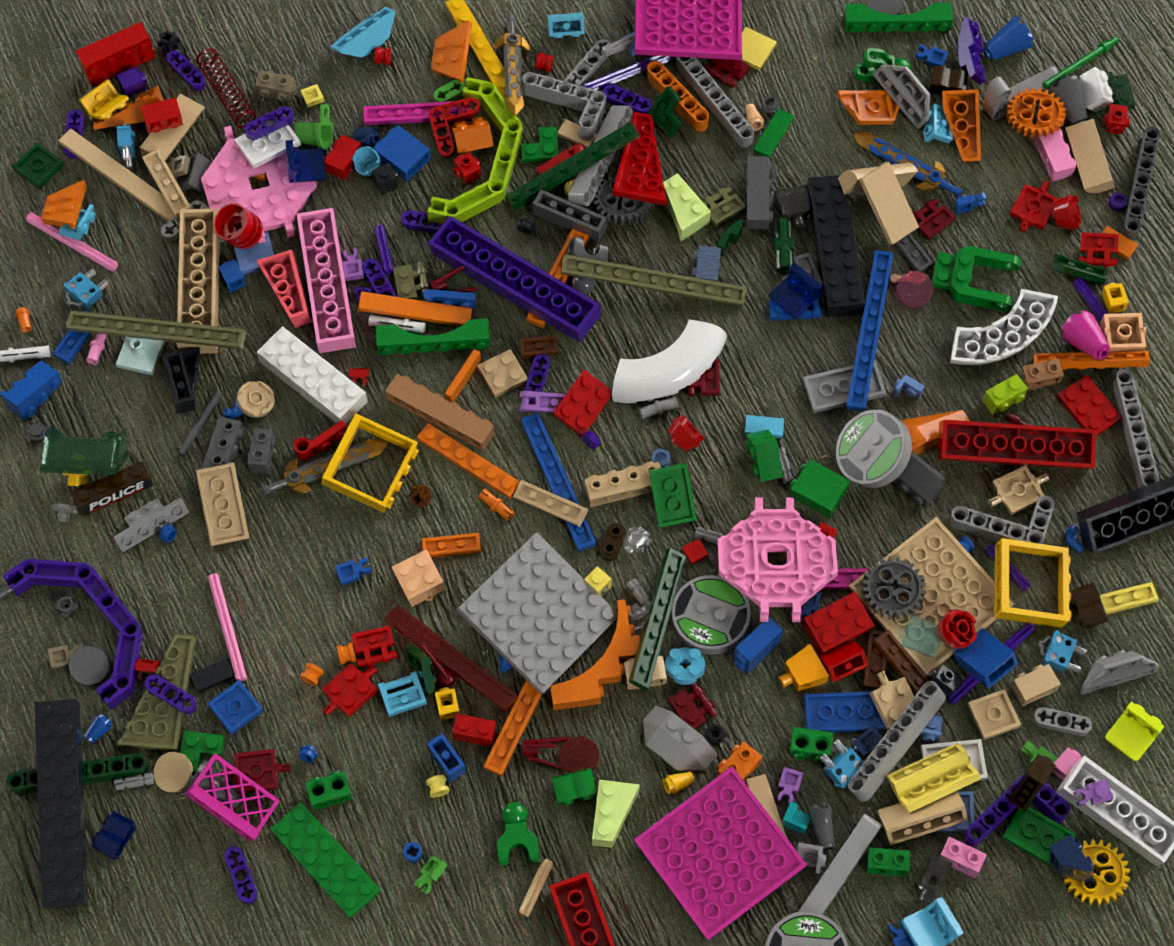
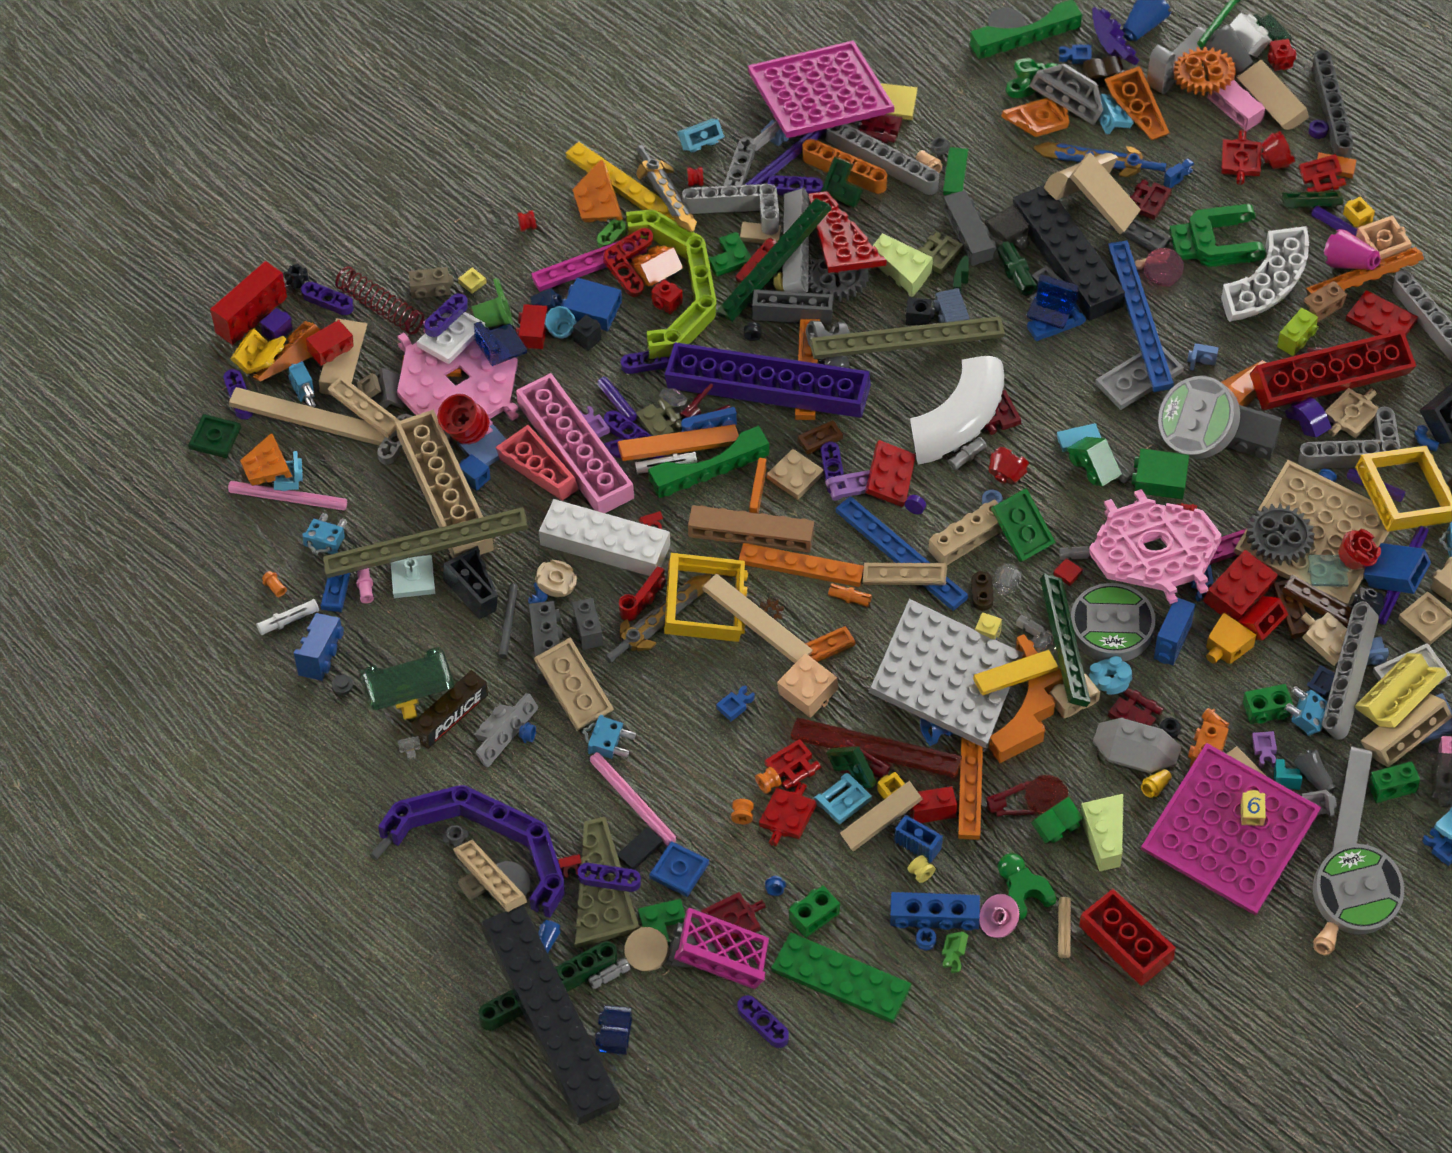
camera: 20 degrees left, 10 degrees down
(68, 658) = (490, 875): none -> tan tile
(228, 561) = (606, 737): none -> dark azure piece
(367, 34) = (501, 204): medium azure wedge -> none
(402, 501) = (756, 618): none -> tan tile
(404, 812) = (943, 903): none -> blue brick
(423, 725) = (881, 816): none -> tan tile
(430, 264) = (673, 397): none -> clear tile
(482, 856) = (992, 912): none -> bright pink dish
(598, 635) = (1015, 672): none -> yellow tile
(674, 251) = (919, 311): none -> black brick
(743, 844) = (1253, 808): none -> light yellow brick
(757, 741) = (1211, 717): none -> orange pin
(841, 712) = (1283, 665): blue tile -> none
(976, 481) = (1311, 417): none -> dark purple brick

